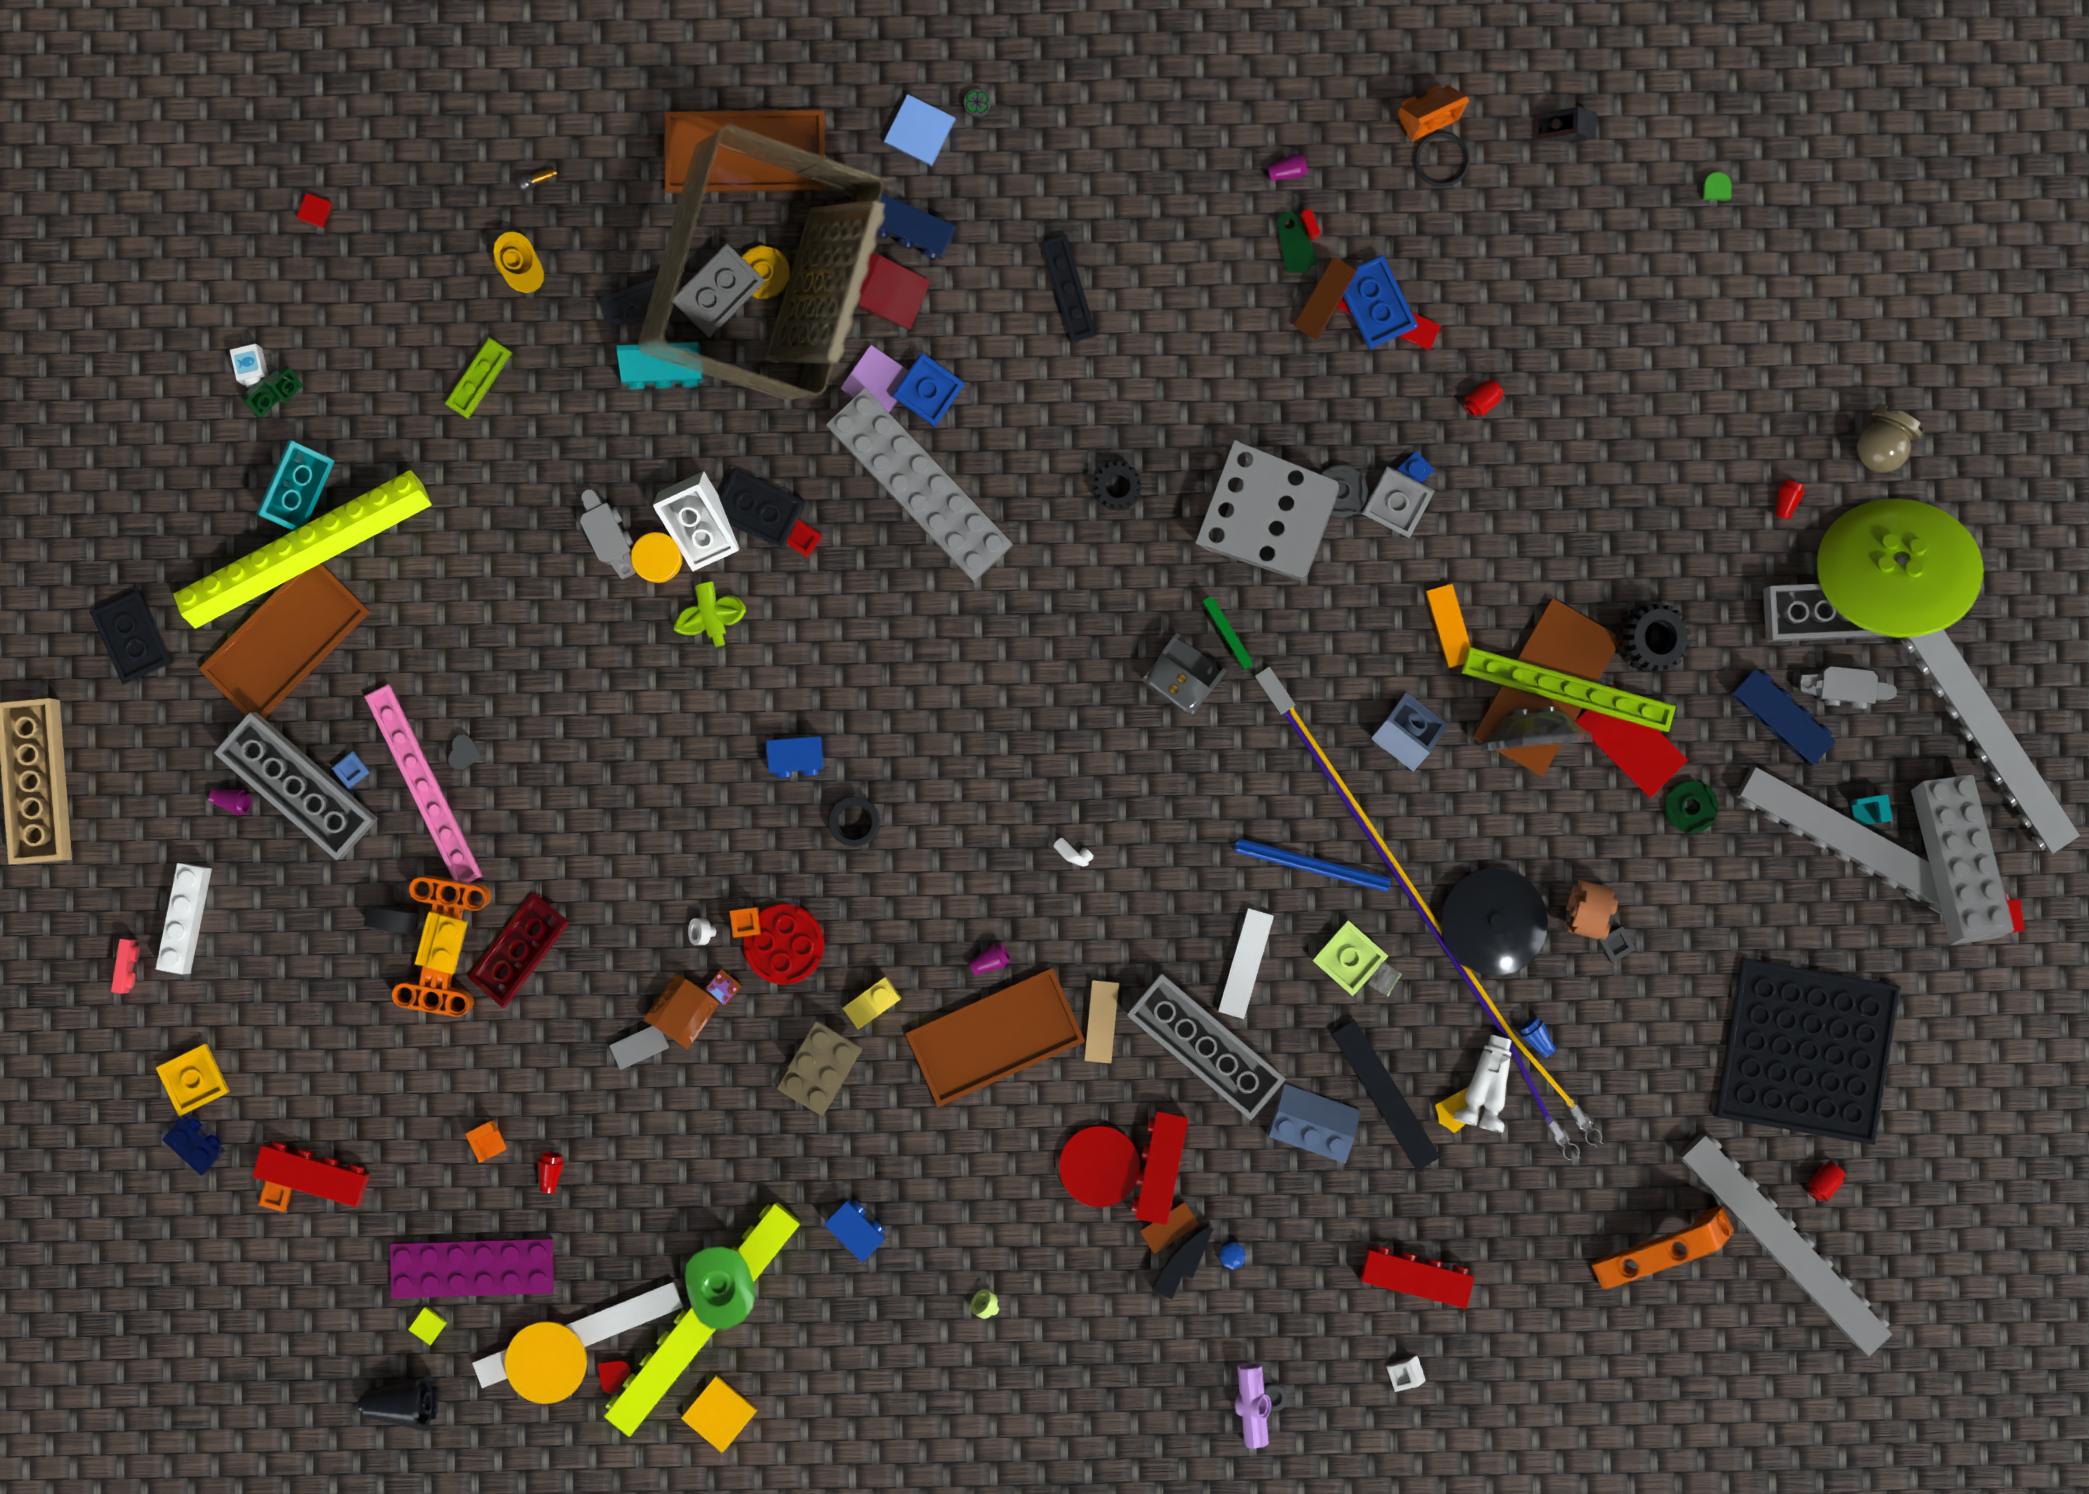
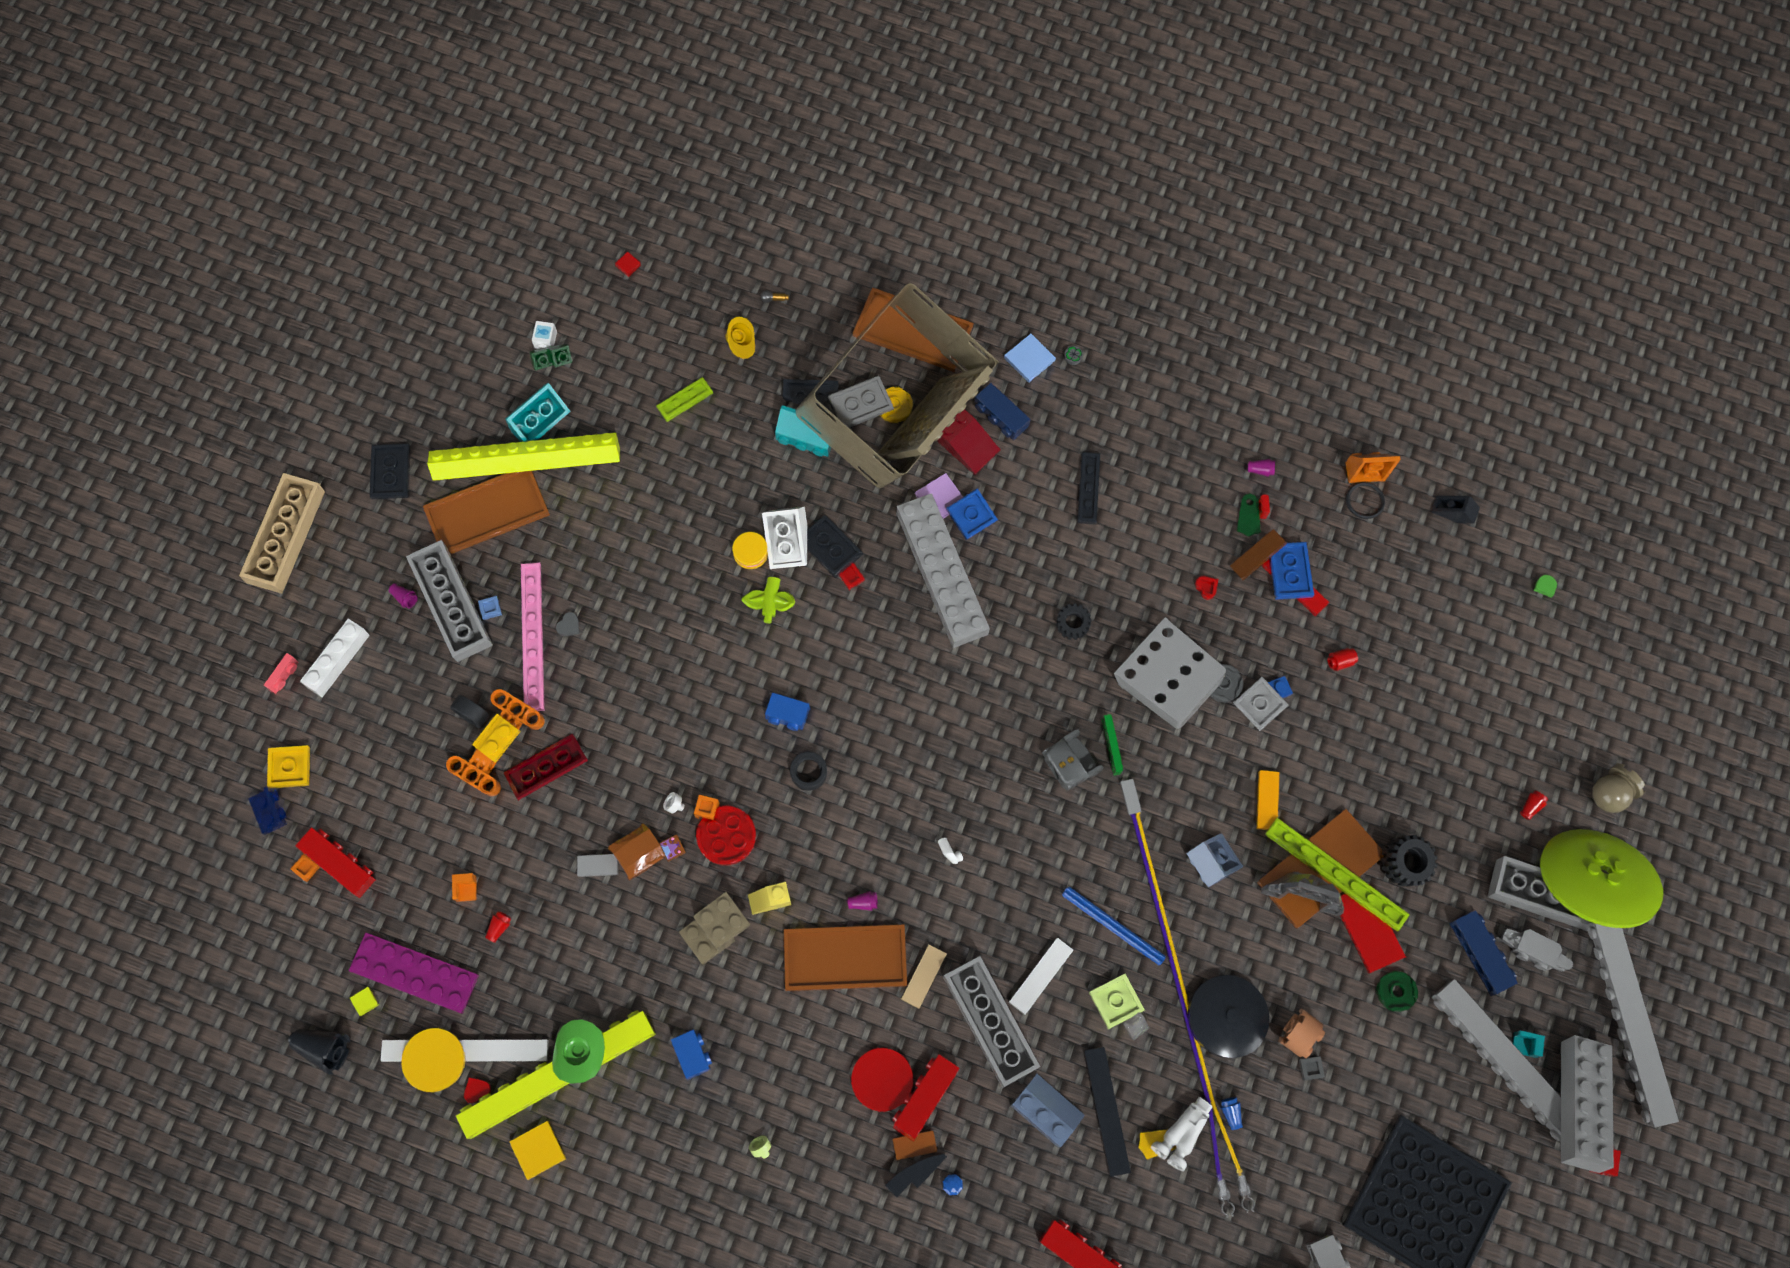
camera: 20 degrees right, 15 degrees down
(606, 535) = (723, 523): light grey hinge -> none
(1274, 366) = (1206, 586): none -> red tile

